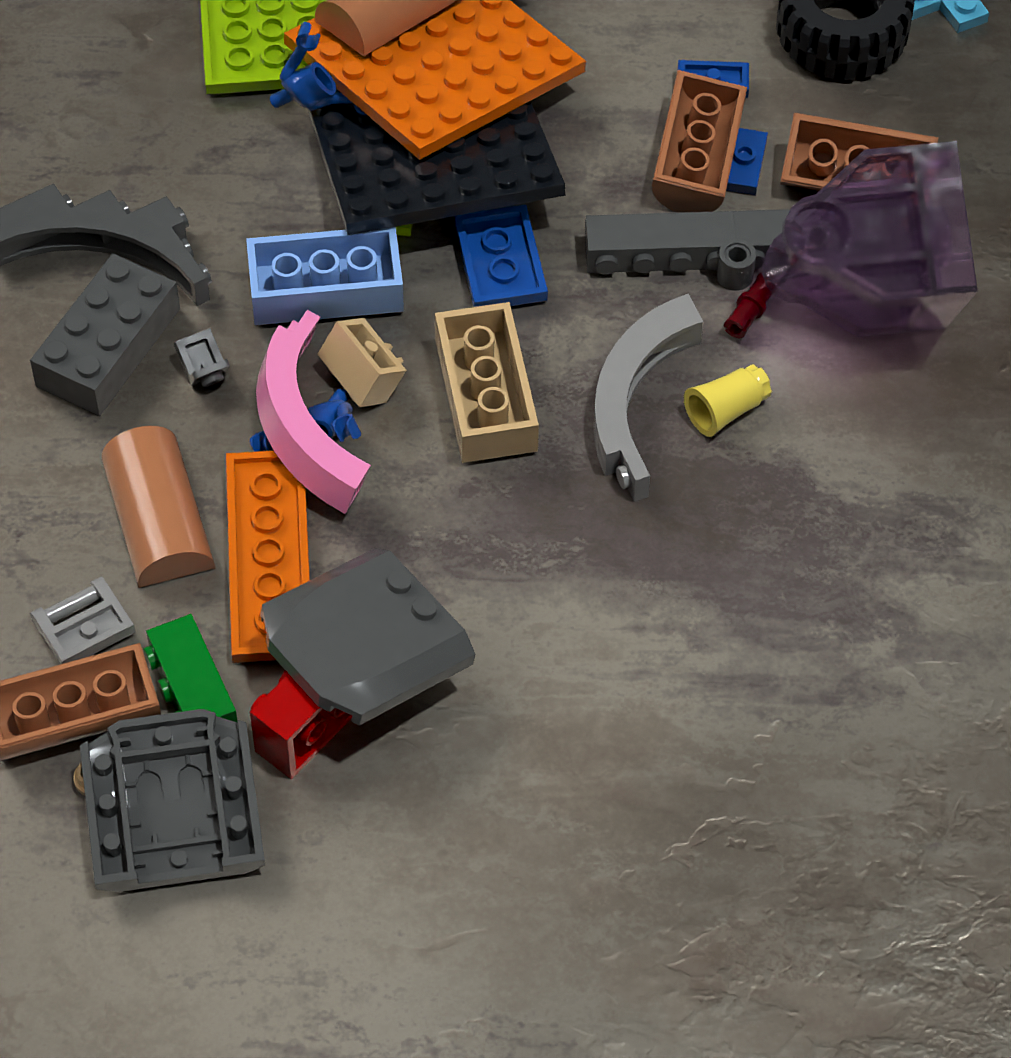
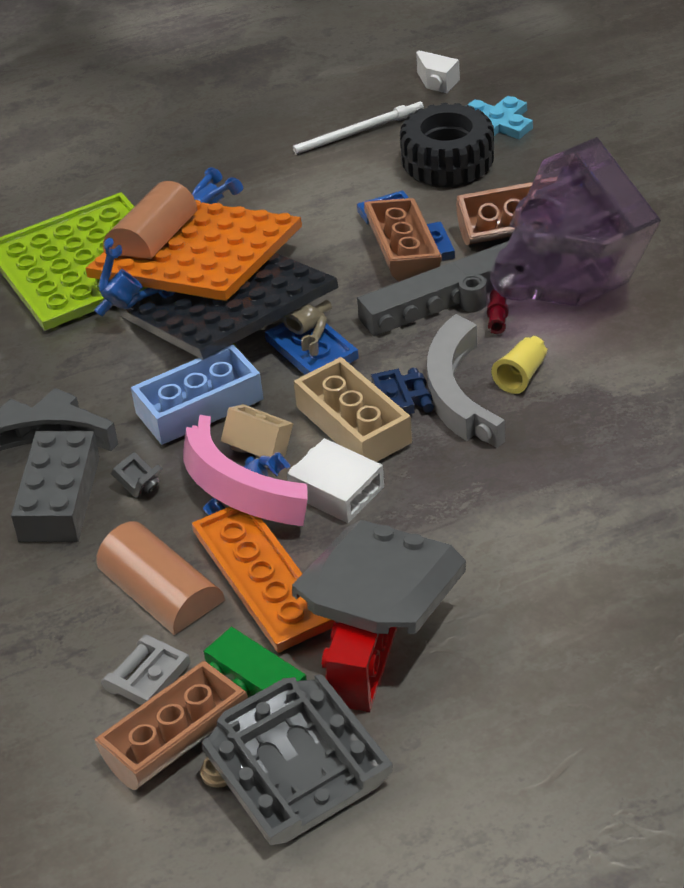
camera: 20 degrees left, 15 degrees down
(417, 467) = (338, 479): none -> white brick
(506, 222) = (305, 320): none -> dark tan piece
(554, 374) = (397, 386): none -> dark blue plate

